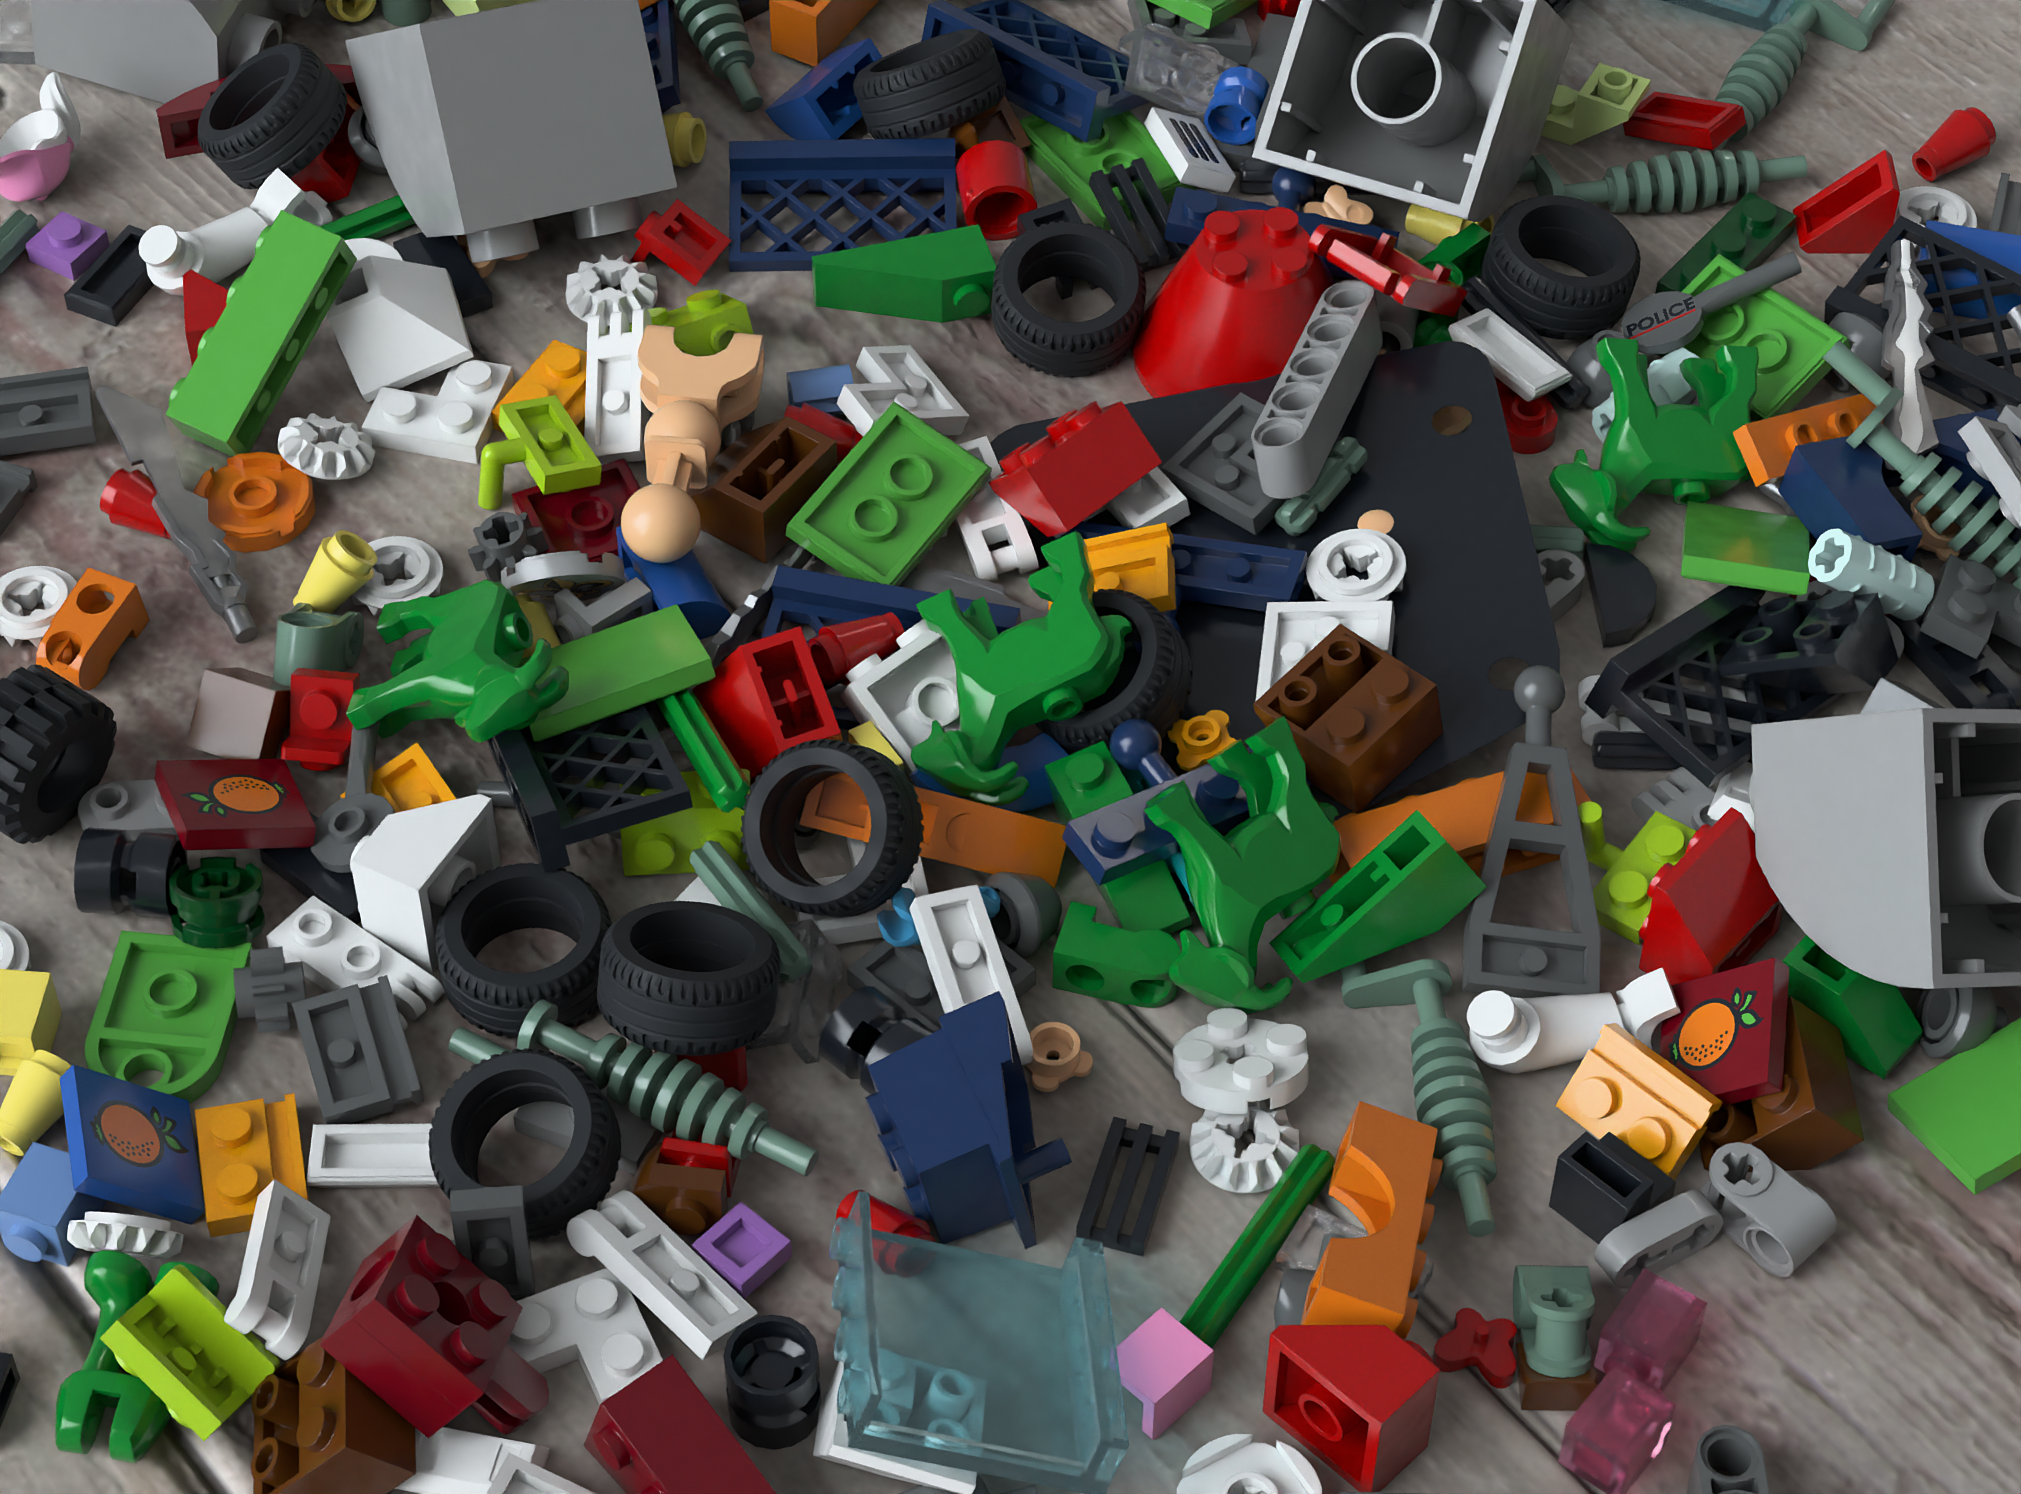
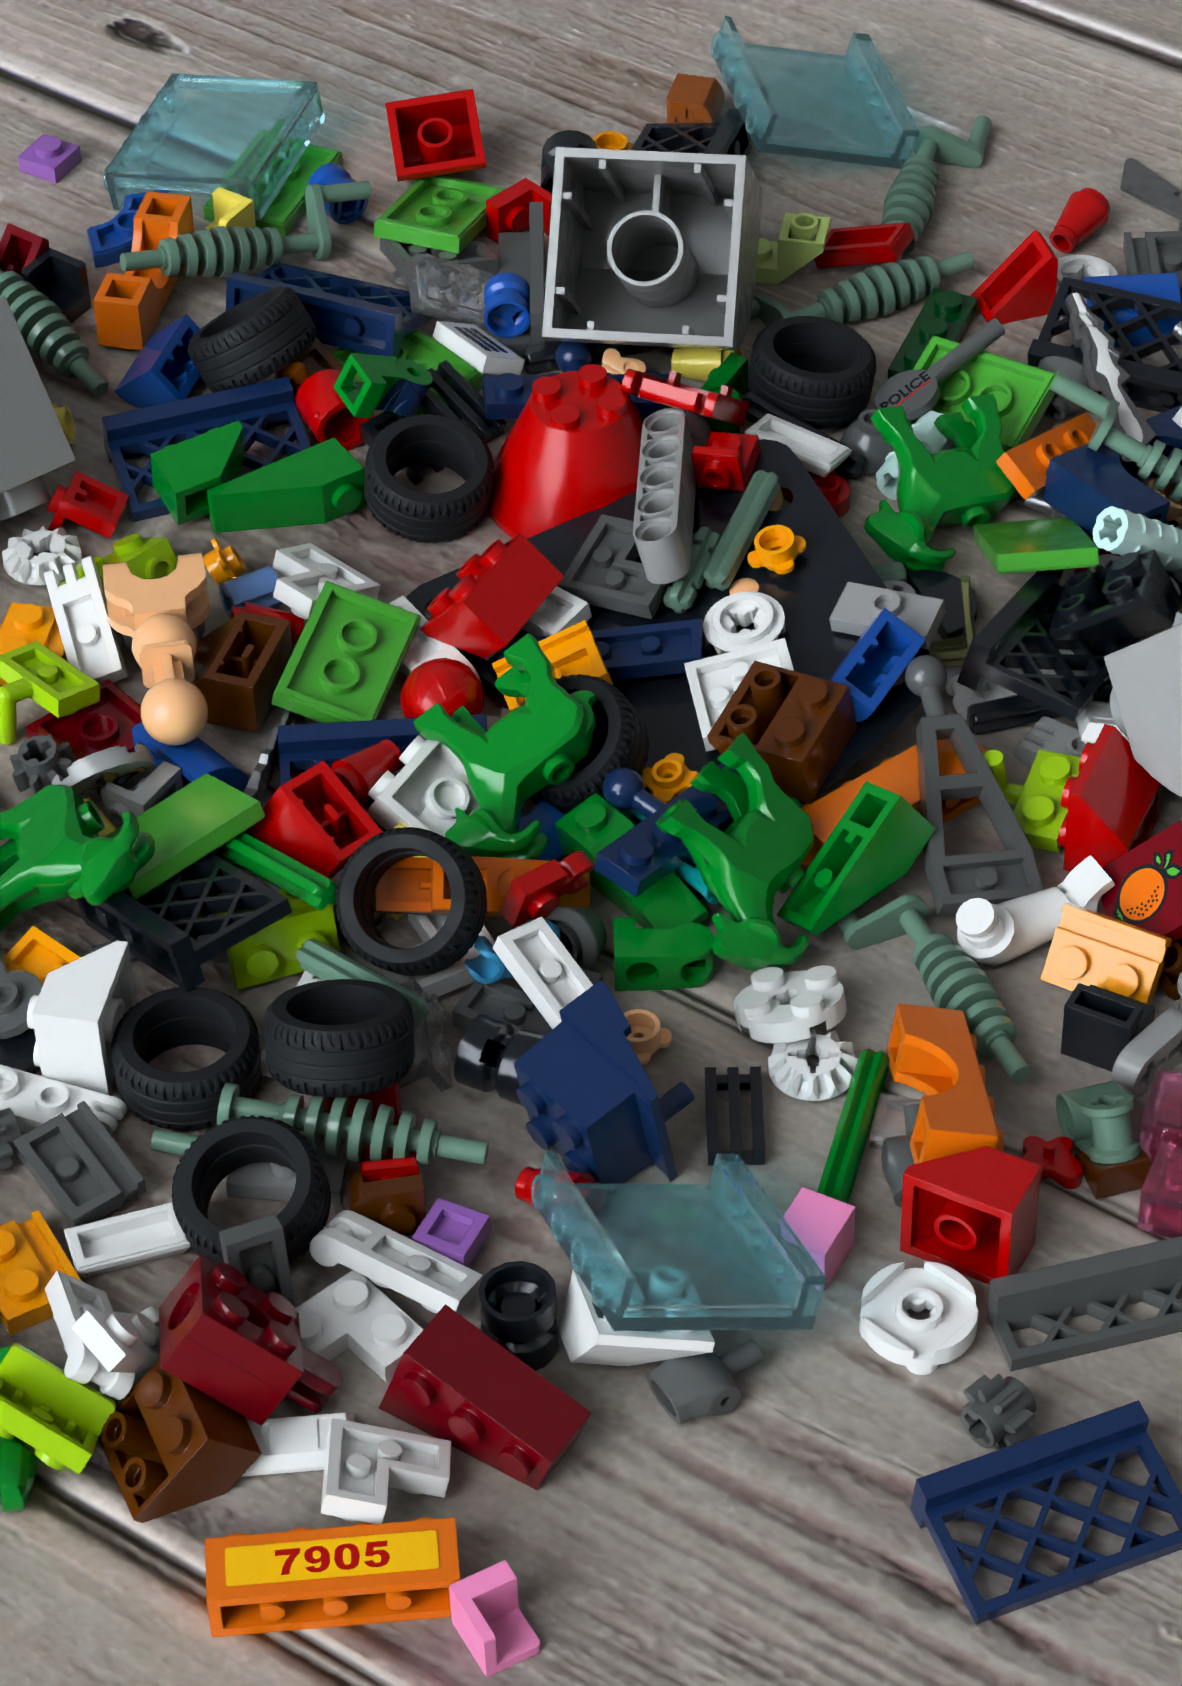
camera: 15 degrees left, 5 degrees down
(295, 1292) = (121, 1339): none -> white plate
(803, 347) = (223, 562): none -> light orange plate
(814, 224) = (193, 466): none -> green slope
(984, 564) = (441, 682): none -> red piece
(992, 848) = (539, 890): none -> red plate
(1052, 174) = (387, 385): none -> green leg
(1394, 451) = (741, 530): none -> sand green axle
(1407, 360) = (725, 461): none -> red bracket
(1425, 485) = (776, 549): none -> light orange plate
(1485, 660) = (877, 662): none -> blue brick
(1525, 601) = (863, 603): none -> light grey plate
(1588, 657) = (954, 650): none -> olive piece

